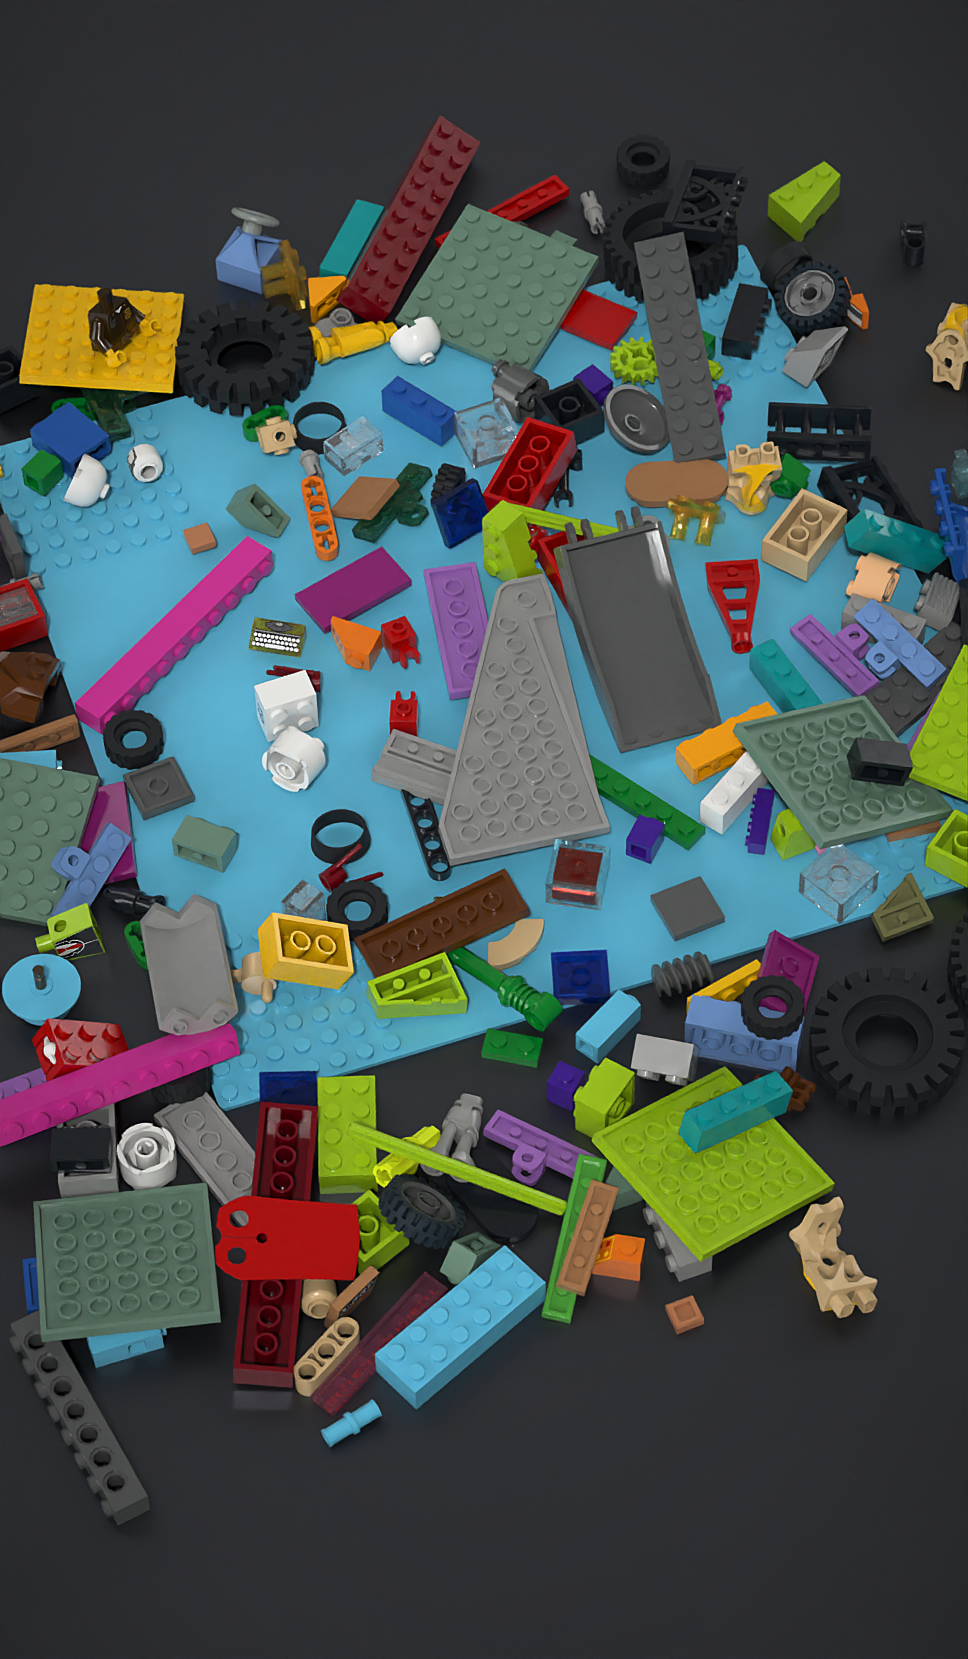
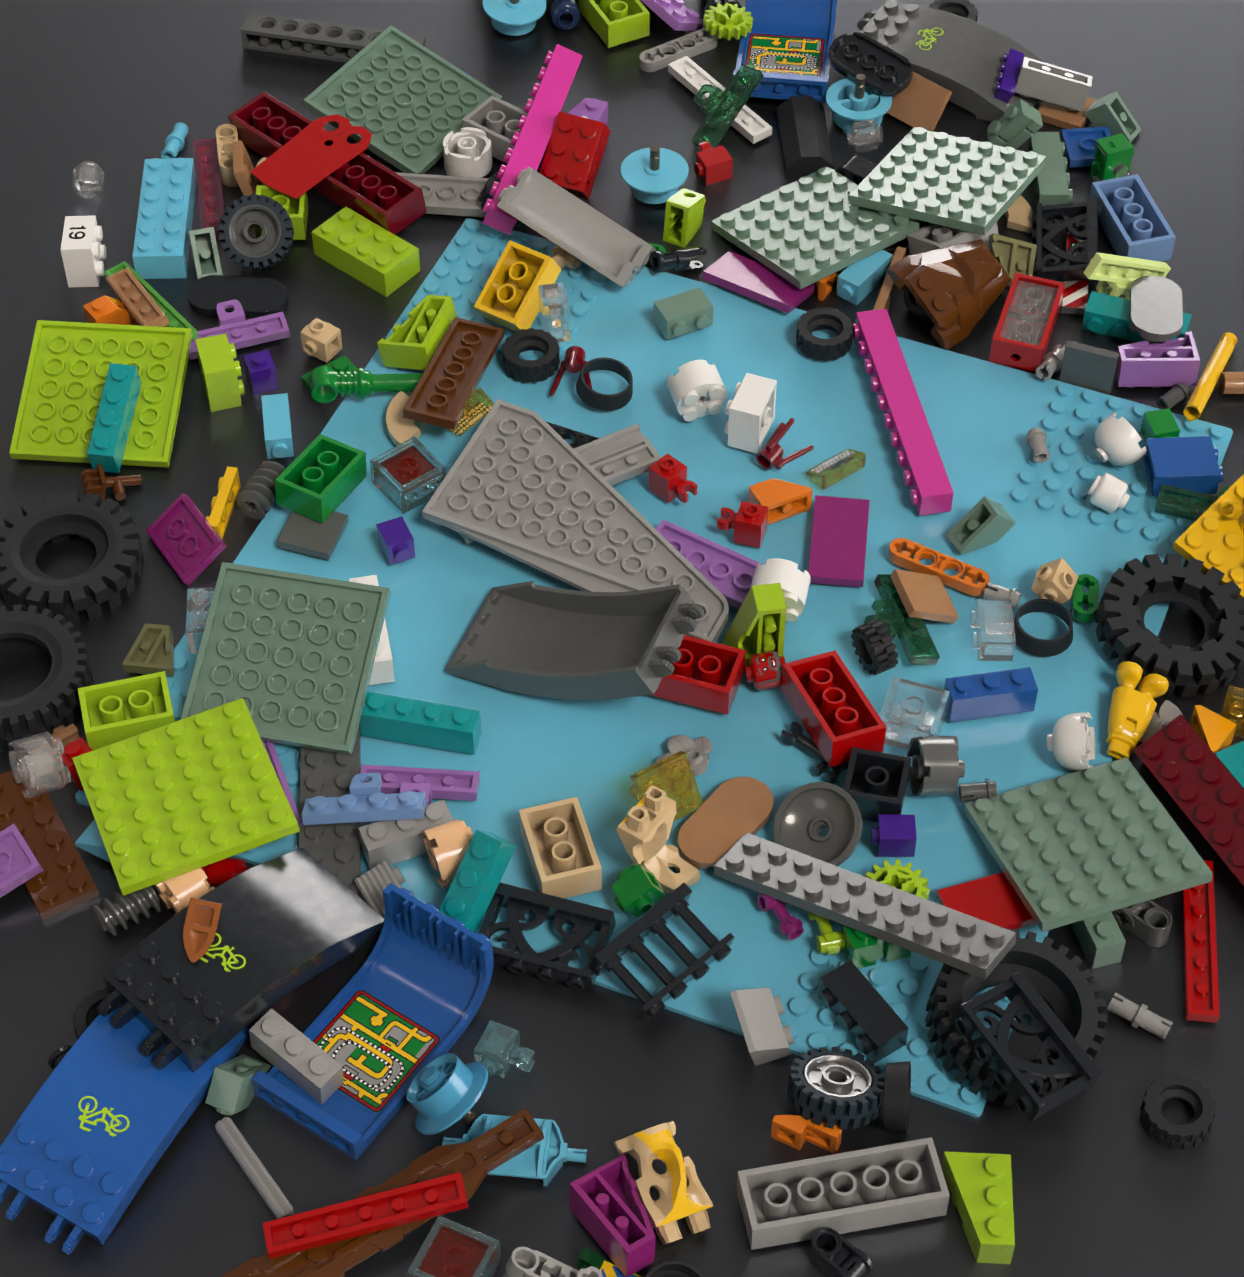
camera: 130 degrees right, 5 degrees down
(81, 1150) = (494, 104): black brick -> none
(90, 870) = (727, 238): medium blue plate -> none
(124, 539) = (1037, 440): none -> light grey pin
(158, 788) = (767, 327): dark grey tile -> none
(199, 538) = (993, 485): nougat tile -> none
(288, 1087) = (432, 238): clear blue plate -> none
(395, 1164) = (309, 271): neon yellow piece -> none
(457, 1168) = (262, 261): lime axle -> none
(460, 513) = (837, 628): clear blue plate -> none
(462, 556) = (793, 583): none -> white brick
(462, 1126) = (299, 301): light grey piece -> none
(475, 1440) = (87, 179): none -> clear head
(487, 1072) = (321, 340): none -> tan brick
(558, 521) = (744, 669): lime axle -> none
(575, 1335) = (82, 251): none -> white brick
(580, 977) = (331, 422): clear blue plate -> none
(640, 801) = (444, 569): green plate -> none
(643, 923) = (320, 478): none -> green brick
(665, 1058) = (199, 407): light grey brick -> none
(684, 1314) = (27, 327): nougat tile -> none
(716, 747) = (419, 650): light orange brick -> none
(721, 1036) = (160, 476): medium blue brick -> none
(730, 575) = (578, 782): red plate -> none
(772, 1027) = (153, 482): black tyre -> none
(876, 257) = (842, 1192): none -> light grey brick
(879, 761) = (260, 677): black brick -> none

